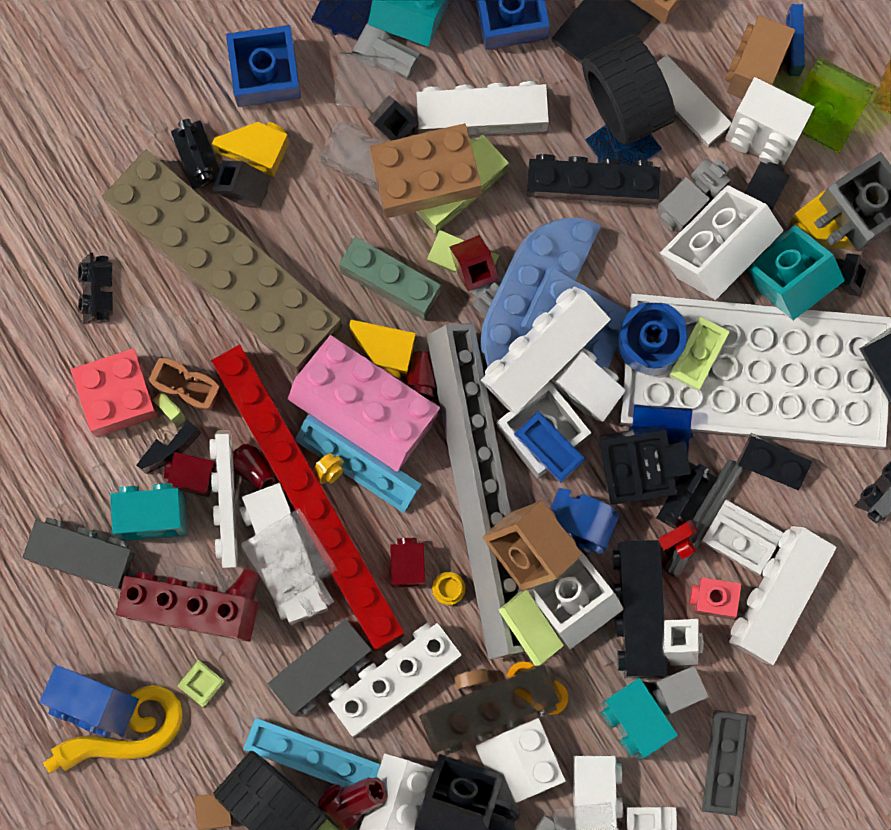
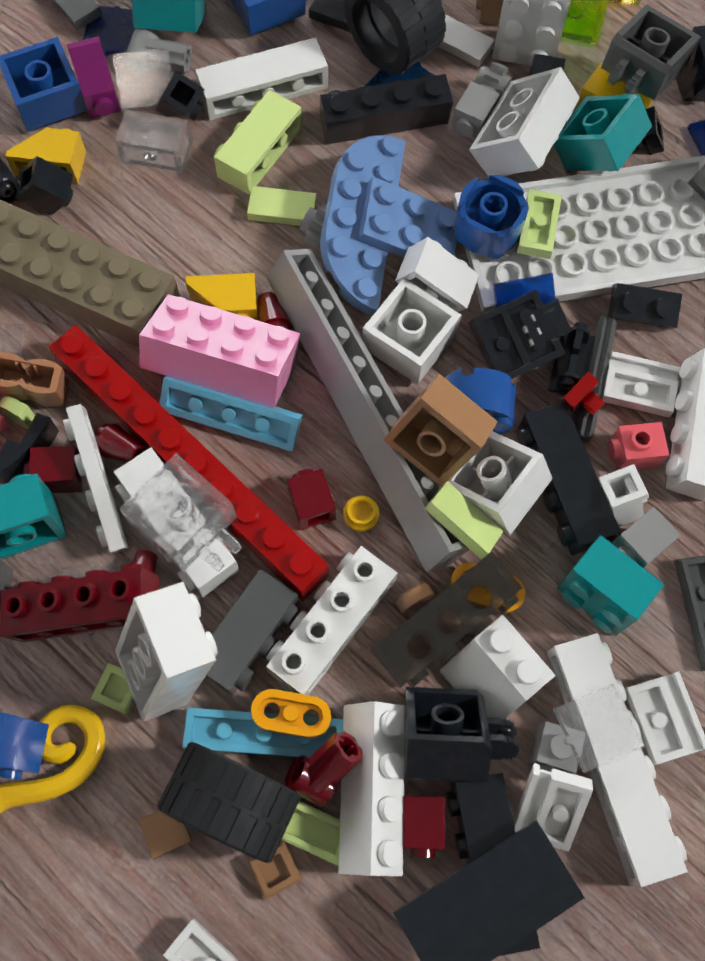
camera: 20 degrees left, 10 degrees down
(248, 674) = (164, 650): none -> white brick
(315, 77) = (94, 77): none -> magenta slope
(328, 468) = (201, 423): yellow plate -> none
(338, 749) = (292, 711): none -> light orange plate
(390, 278) = (215, 235): sand green brick -> none
(425, 170) = (222, 122): medium nougat brick -> none
(474, 263) = (294, 195): dark red brick -> none
(544, 349) = (390, 246): white brick -> none
(549, 446) = (424, 336): blue tile -> none

